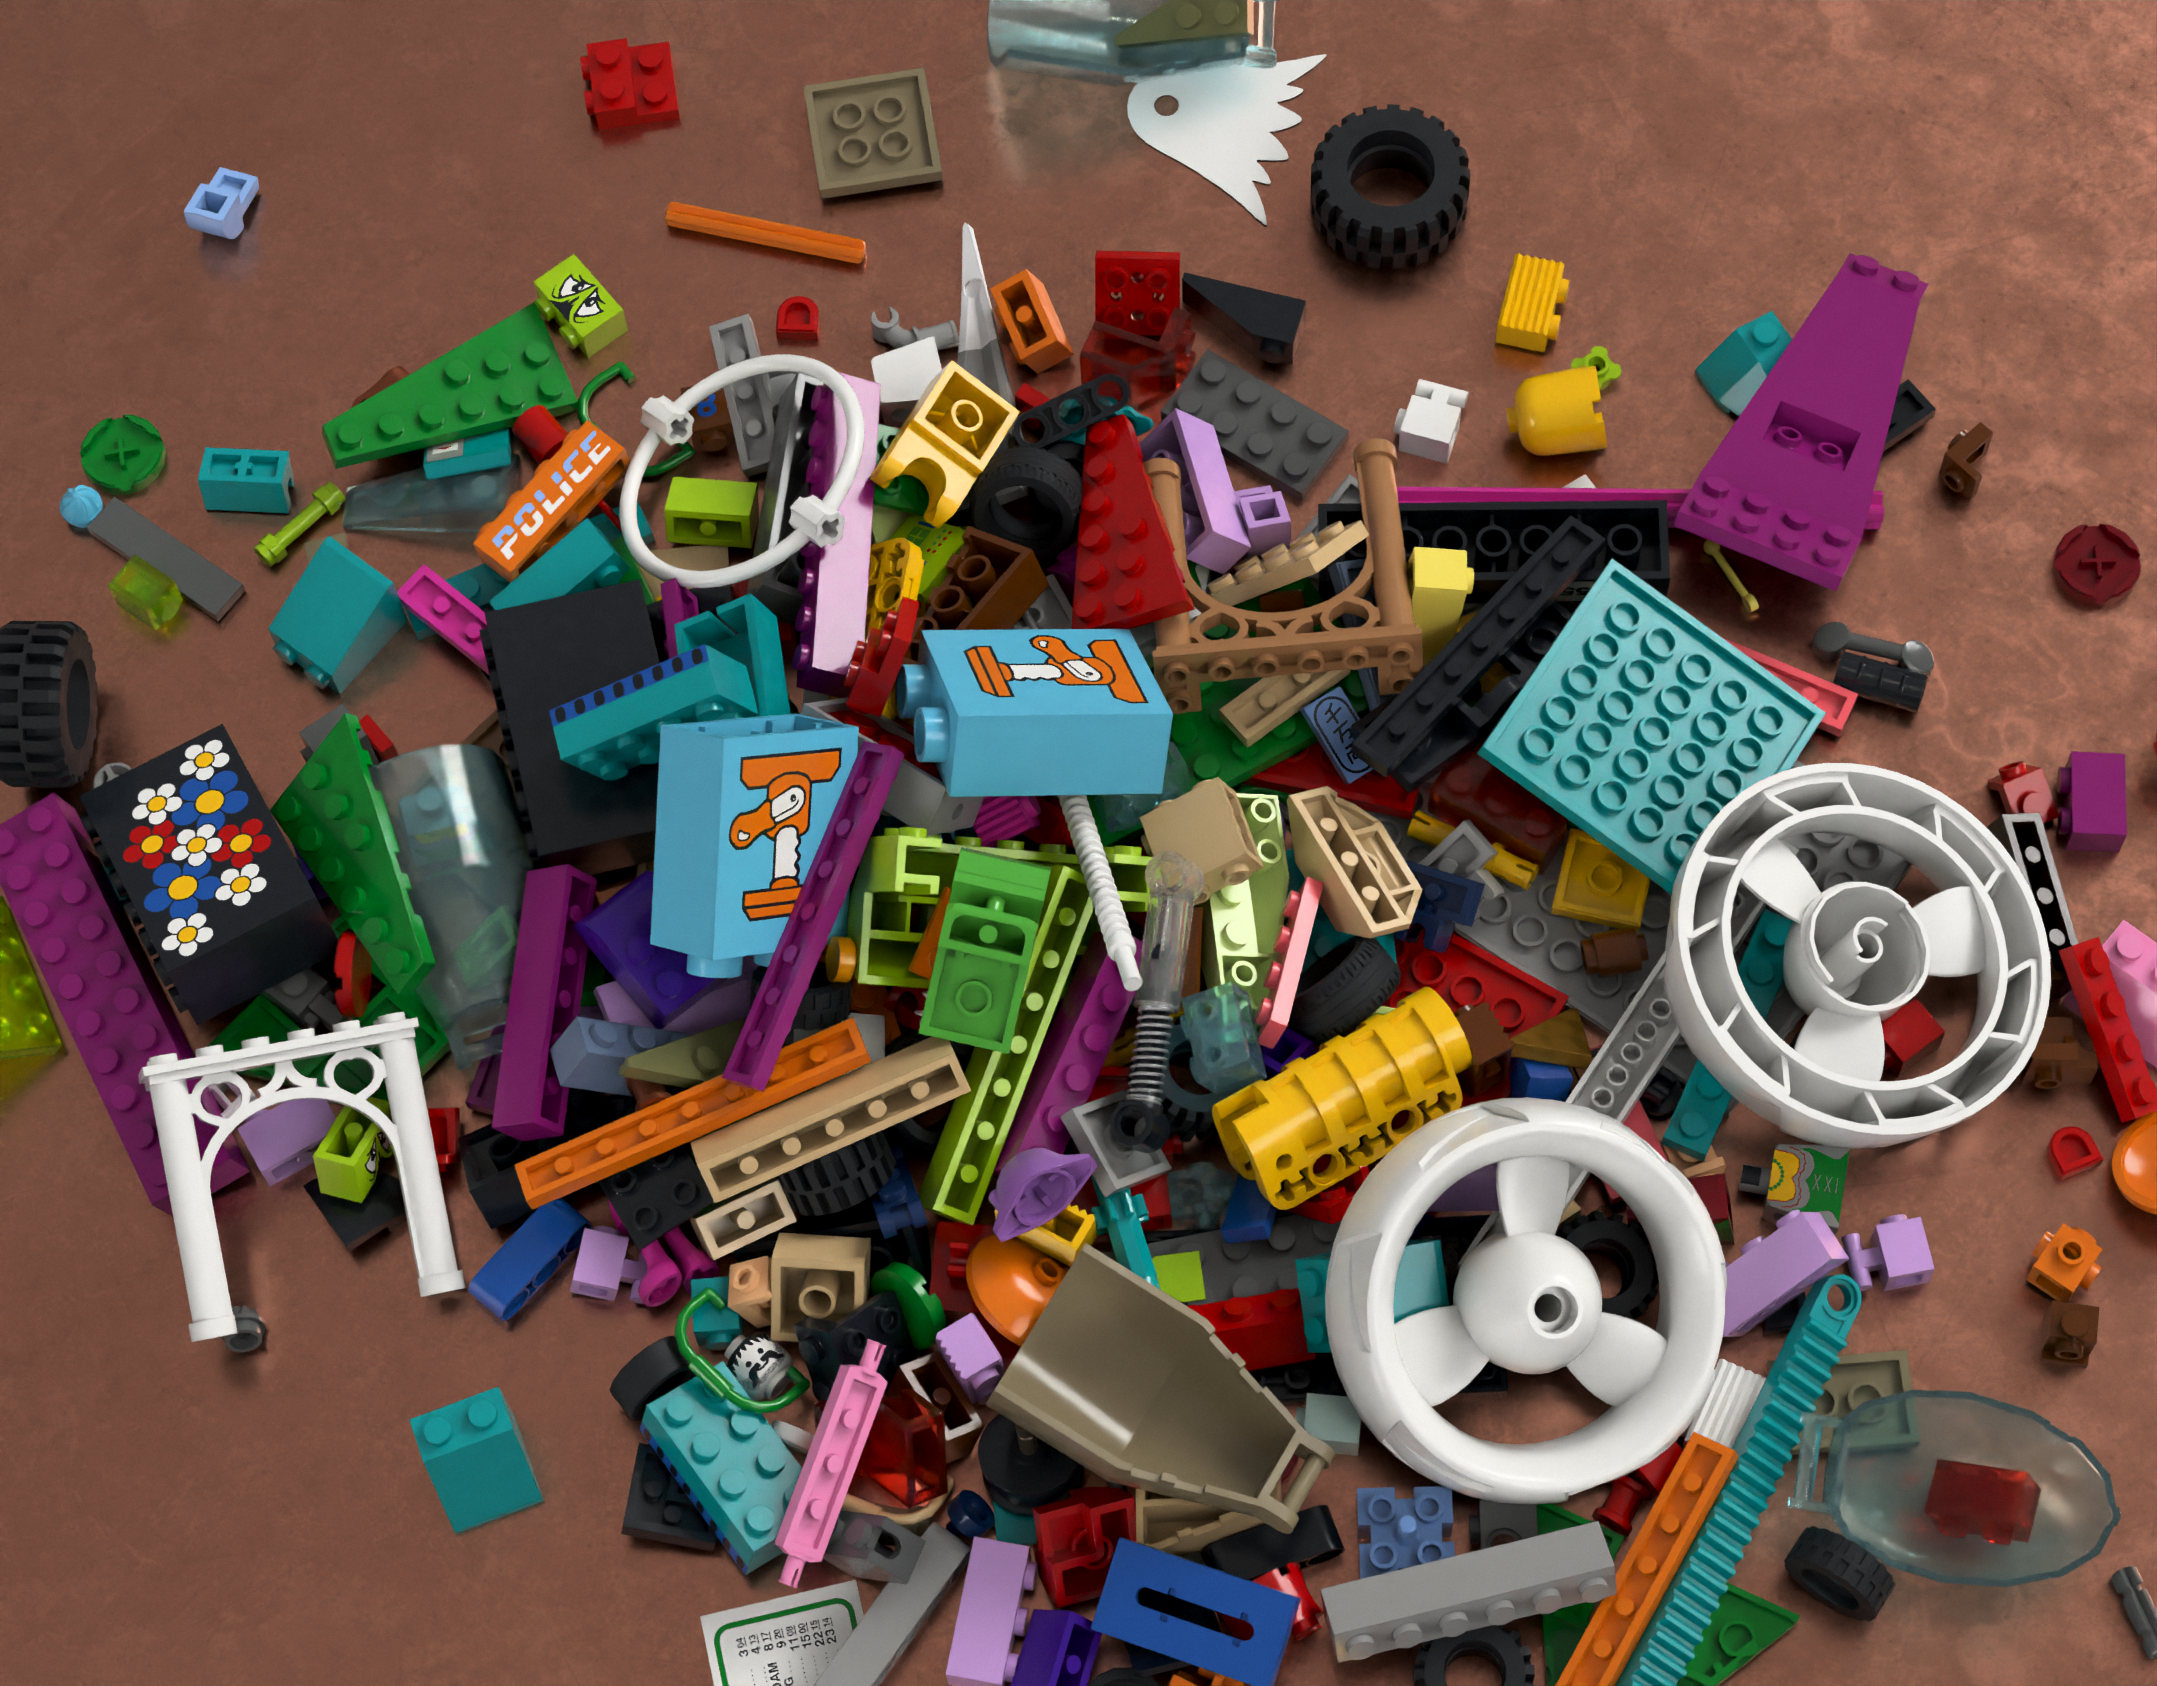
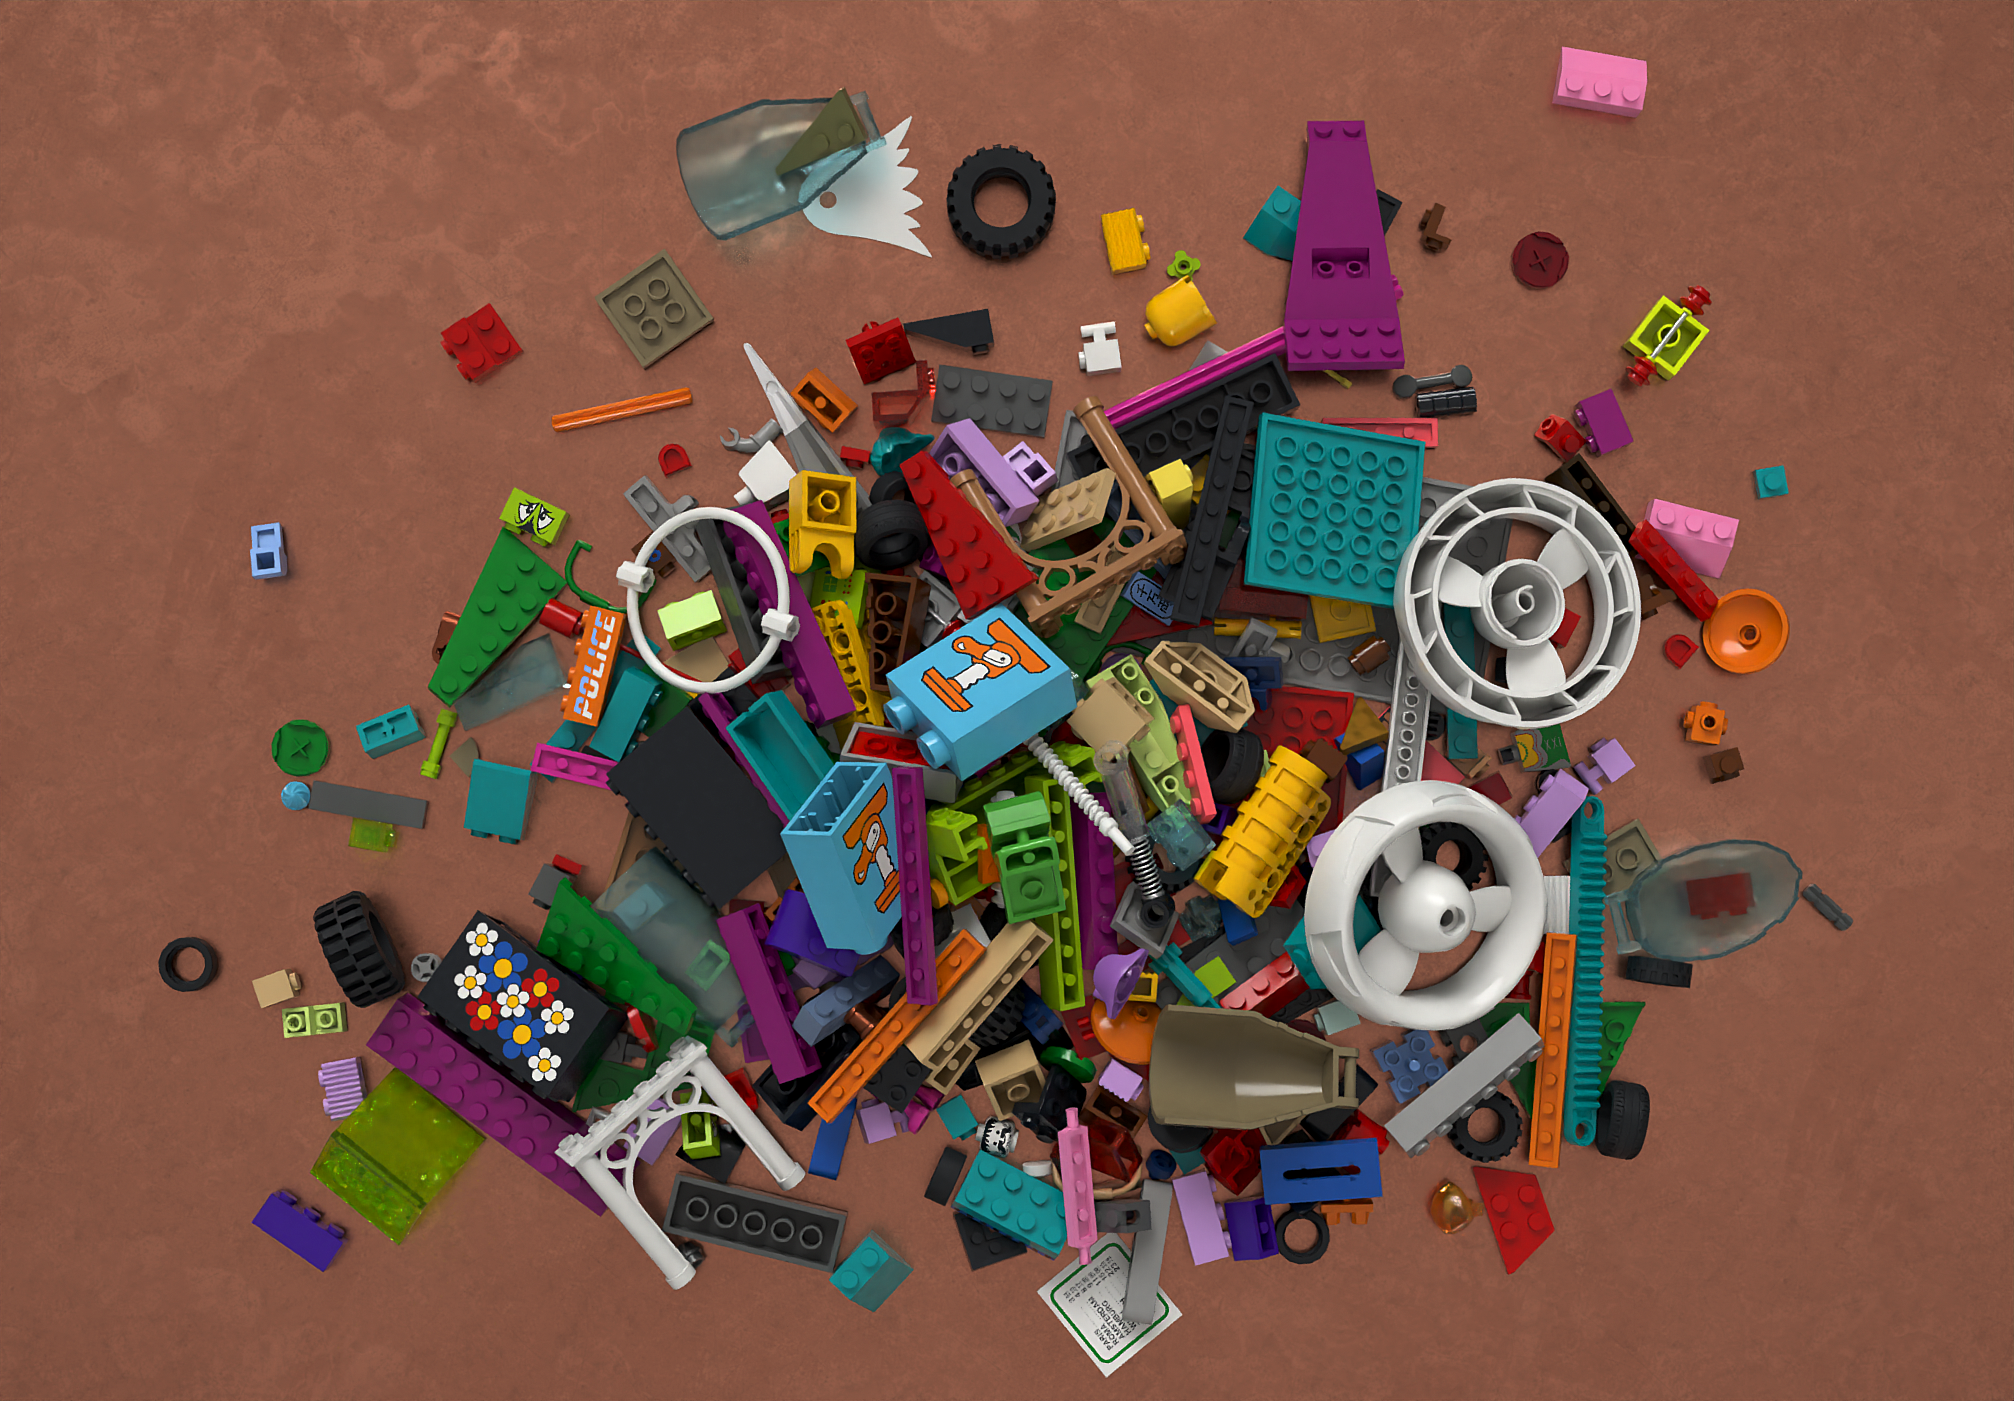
camera: 30 degrees left, 20 degrees up
(355, 1313) = (755, 1221): none -> dark grey brick
(468, 454) = (523, 655): teal tile -> none
(623, 721) = (754, 804): teal brick -> none
(686, 1060) = (881, 987): olive wing -> none
(713, 1378) = (981, 1166): green piece -> none
(751, 1290) = (974, 1099): light nougat bracket -> none
(879, 659) = (870, 702): red plate -> none
(1091, 407) = (885, 476): black beam -> none

